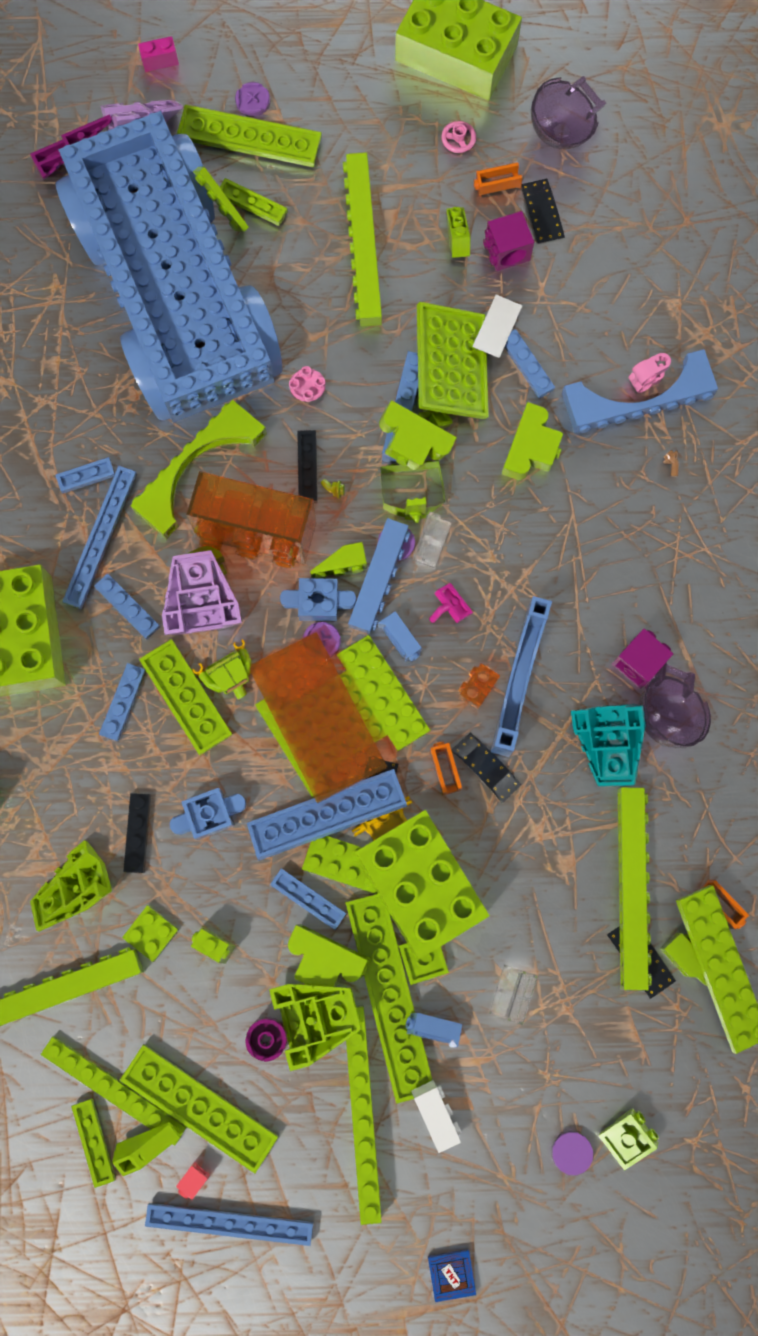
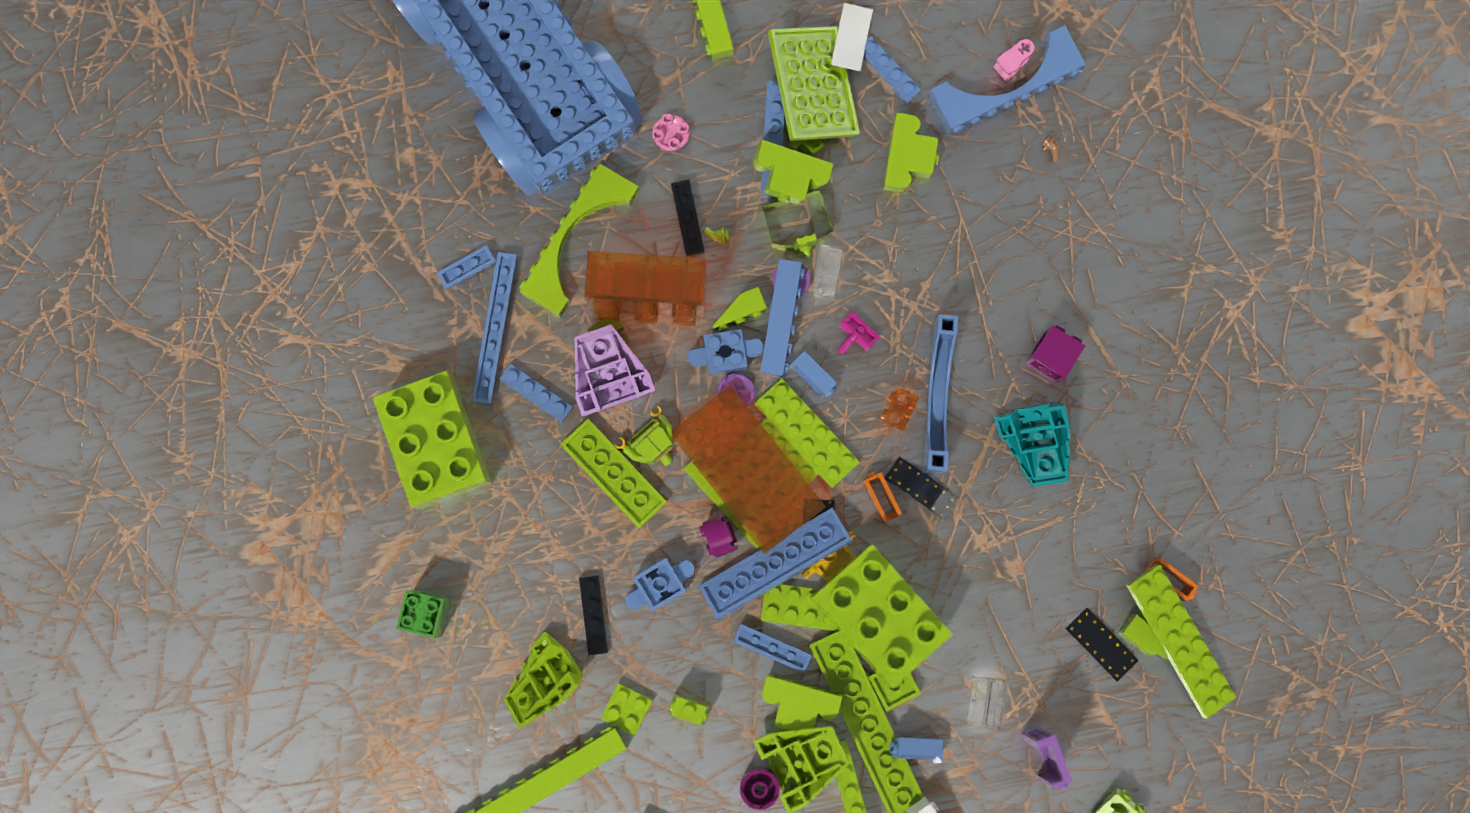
camera: 10 degrees left, 5 degrees up
(122, 702) = (552, 489): medium blue plate -> none
(276, 776) = (719, 536): none -> magenta brick
(573, 1078) = (1057, 772): none -> medium lavender panel
(633, 889) = (1083, 580): lime brick -> none
(674, 710) = (1095, 400): clear purple windscreen -> none

